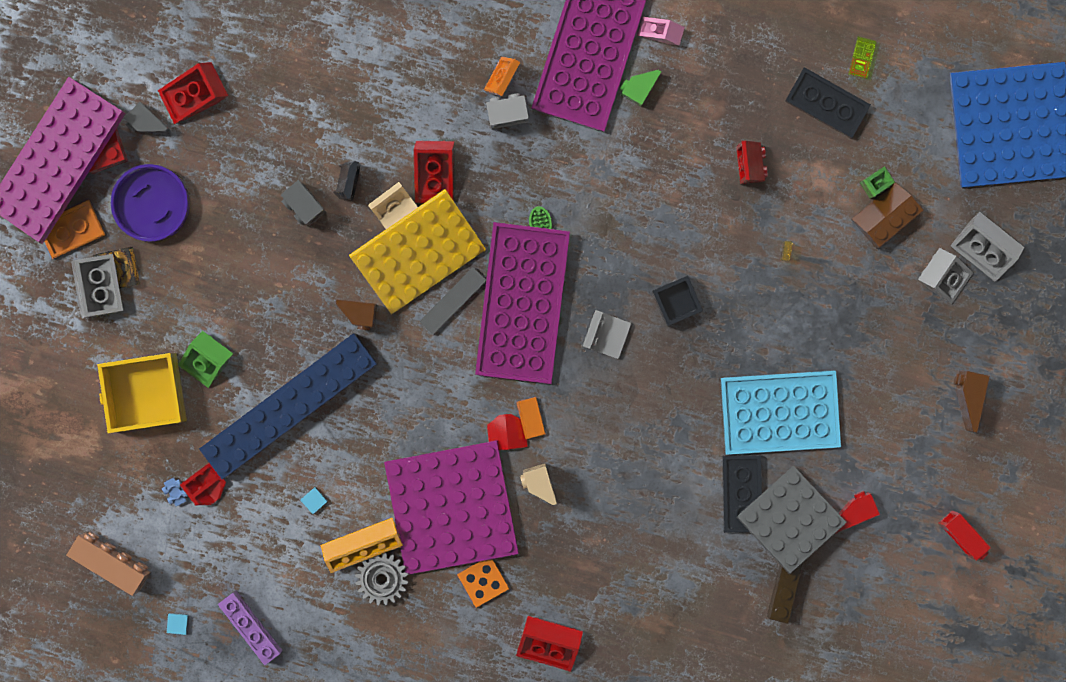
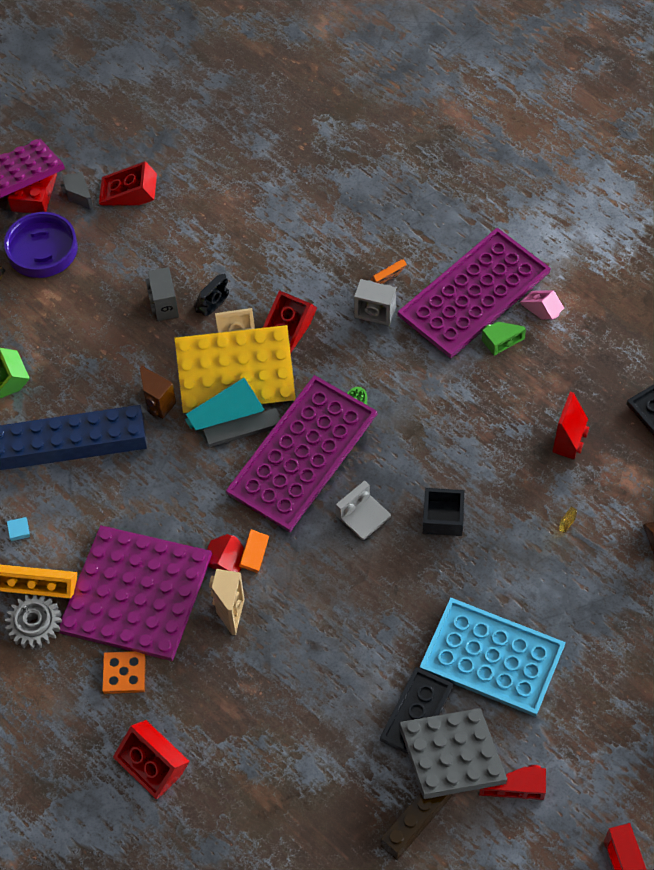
camera: 30 degrees right, 30 degrees down
(432, 291) = (228, 405): none -> teal slope

